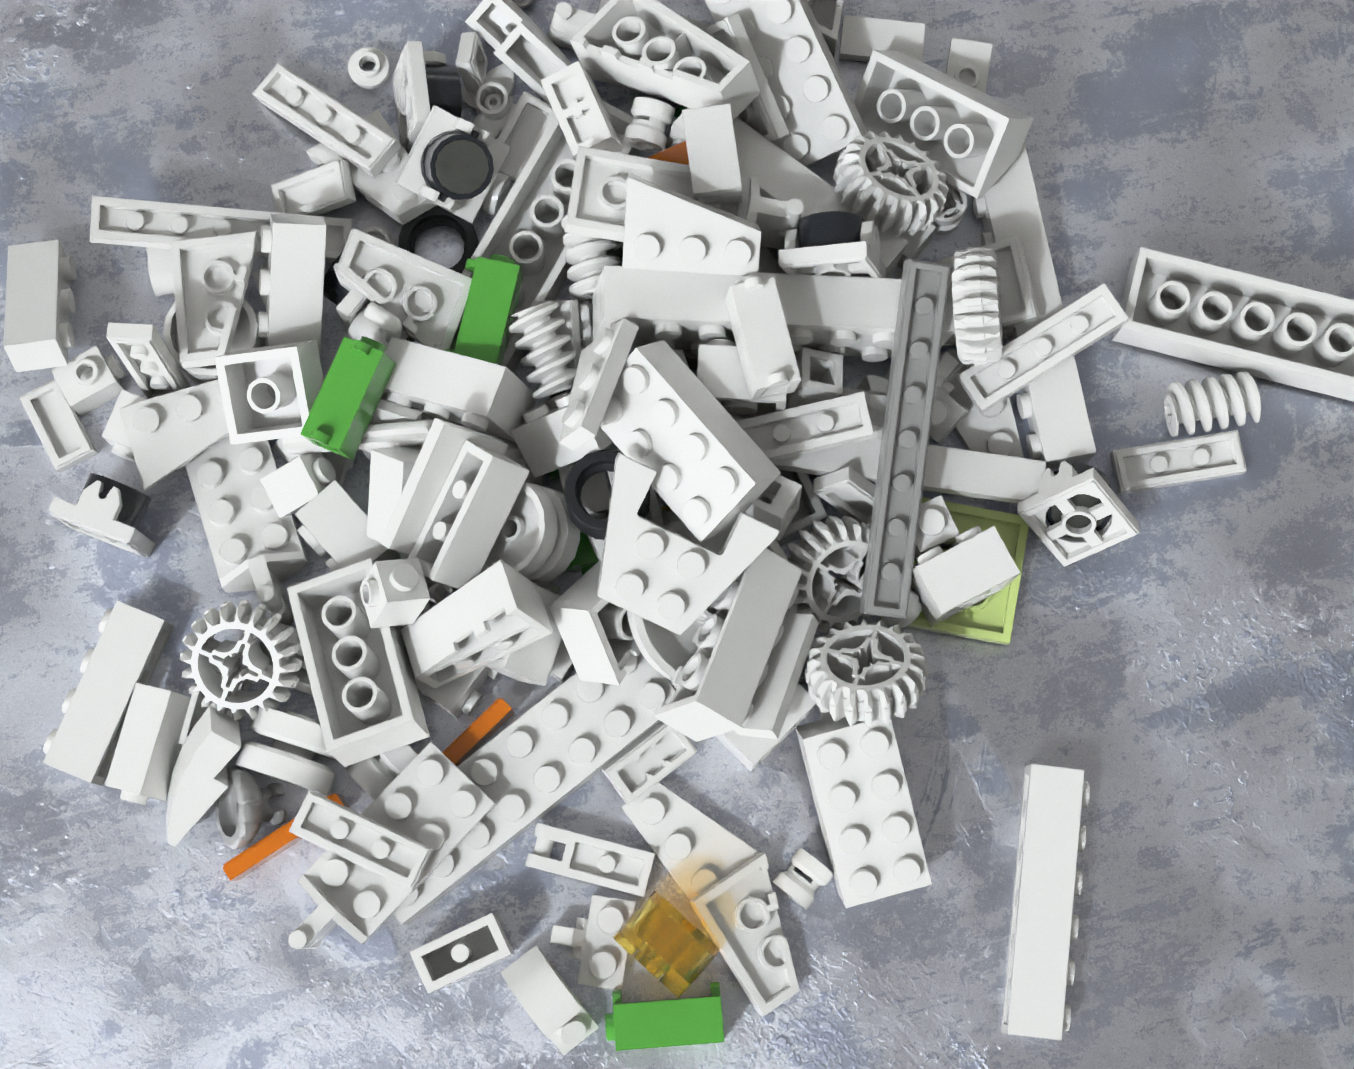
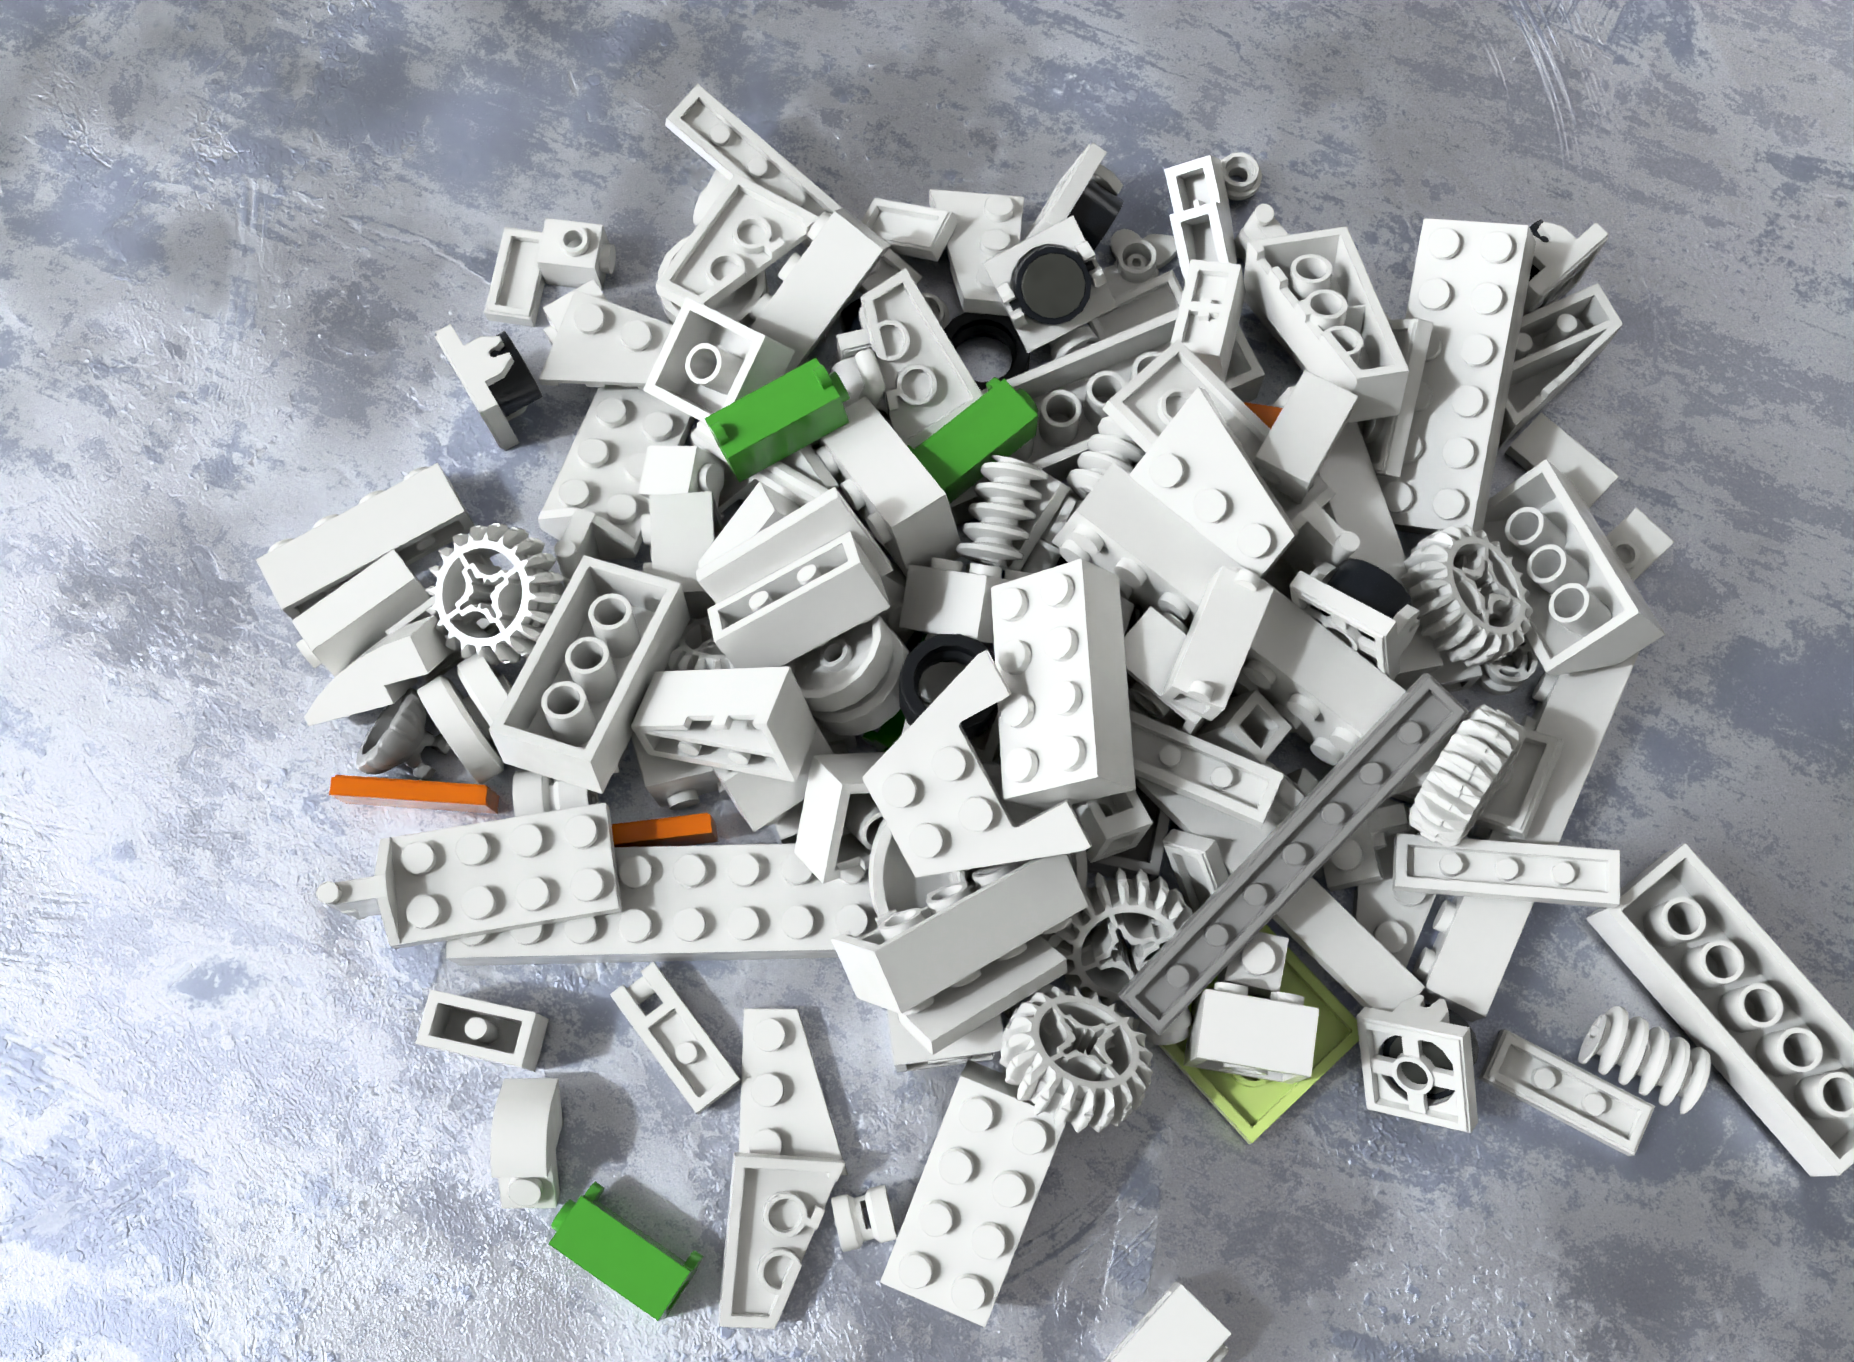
camera: 40 degrees right, 5 degrees down
(38, 305) = (579, 154): white brick -> none
(146, 358) = (628, 255): white tile -> none
(327, 120) = (968, 173): white tile -> none
(361, 840) = (465, 846): white tile -> none
(372, 78) = (1044, 167): white plate -> none
(394, 592) = (670, 627): white brick -> none
(471, 61) = (1143, 210): white tile -> none
(592, 942) = (623, 1124): white hinge -> none
(595, 383) = (1017, 567): white wing -> none
(648, 124) = (1266, 374): white wheel -> none
(648, 761) = (801, 984): white plate -> none
(666, 944) = (678, 1177): clear yellow brick -> none

